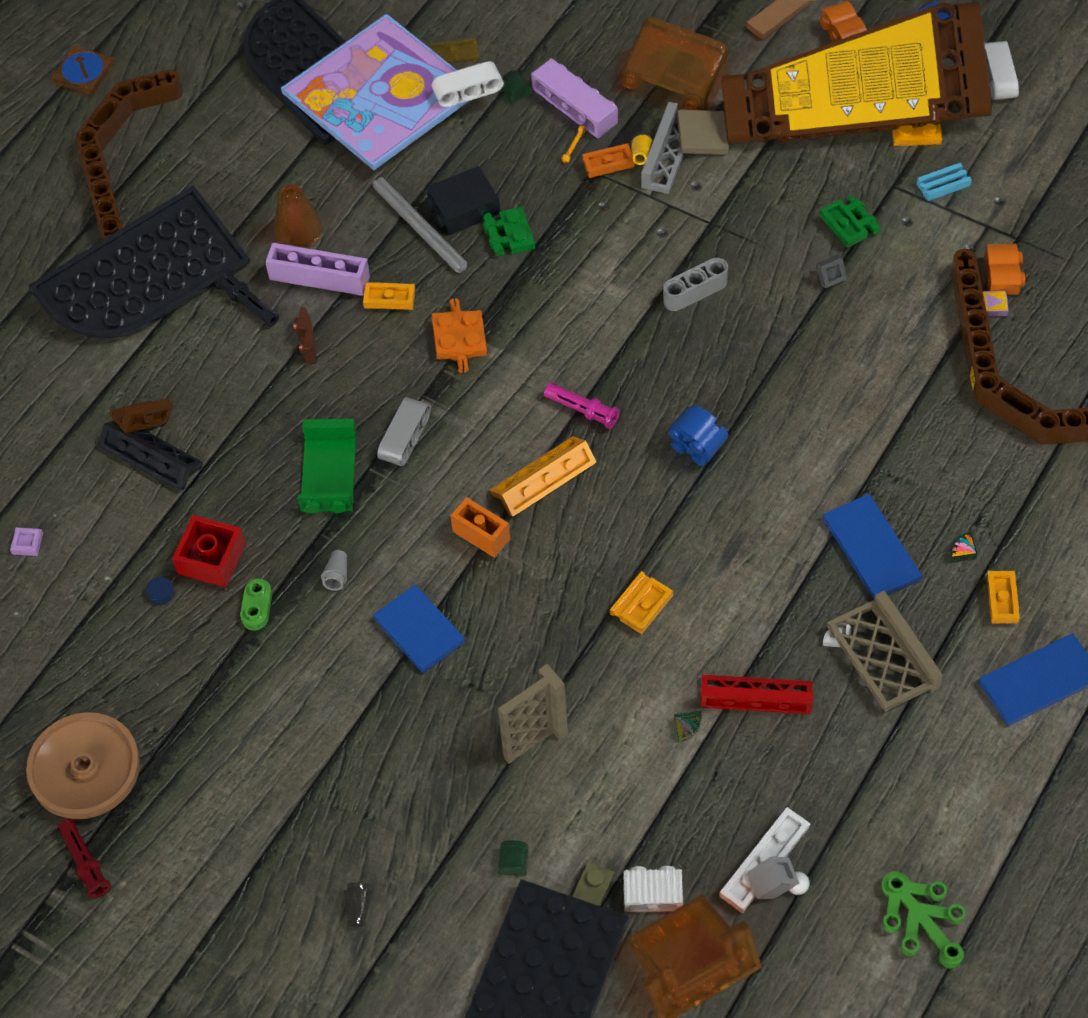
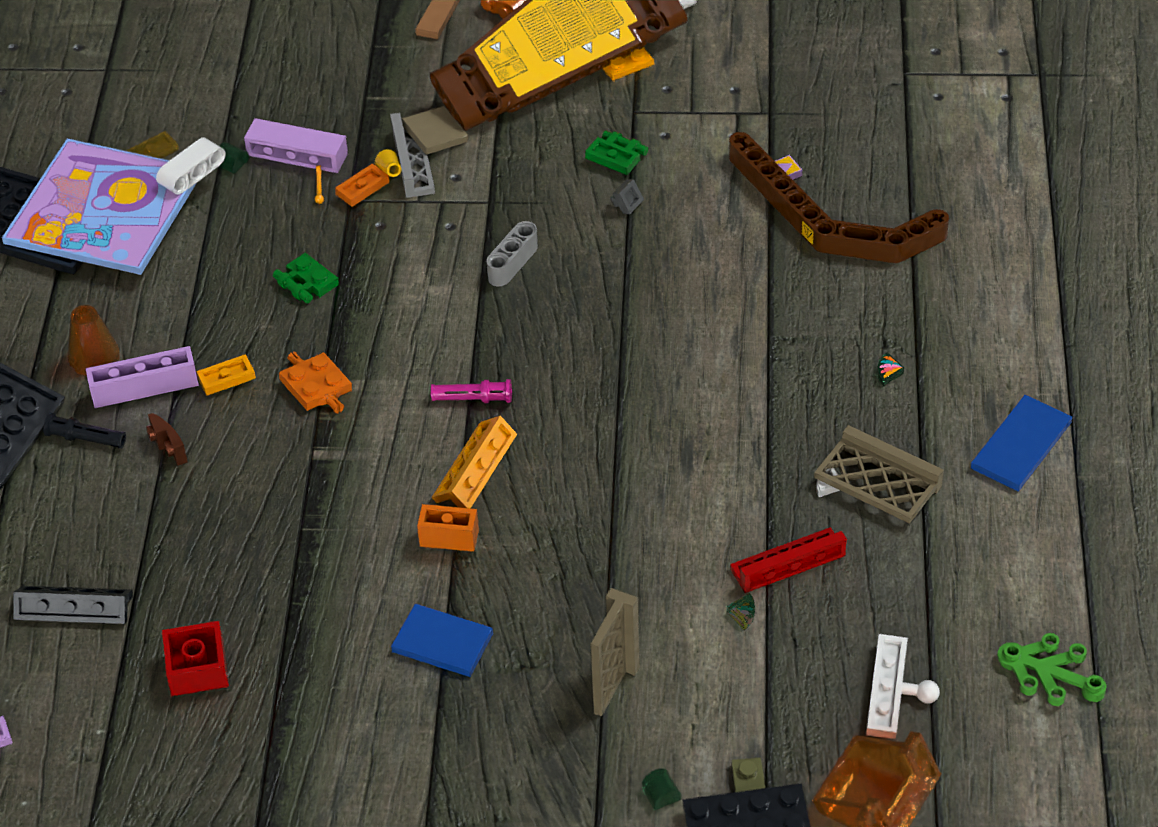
camera: 30 degrees left, 10 degrees down
(142, 415) = (47, 570): reddish brown panel -> none
(160, 590) = (163, 717): dark blue tile -> none
(257, 602) = (268, 685): bright green plate -> none
(328, 465) = (261, 540): green panel -> none
(335, 572) = (330, 625): light grey cone -> none
(404, 431) = (318, 481): light grey beam -> none
(420, 225) = (215, 305): light grey axle -> none
(462, 200) = (245, 268): black brick -> none
(641, 602) = (637, 529): light orange plate -> none
(652, 889) = (806, 754): white brick -> none
(677, 62) = (375, 78): clear orange windscreen -> none
(697, 434) = (598, 370): blue brick -> none
(772, 878) = (906, 693): light grey panel -> none
(872, 546) = (809, 400): blue tile -> none
(941, 179) = (673, 90): medium azure tile -> none
(1003, 268) = (776, 137): orange brick -> none
(1003, 597) = (948, 391): light orange plate -> none

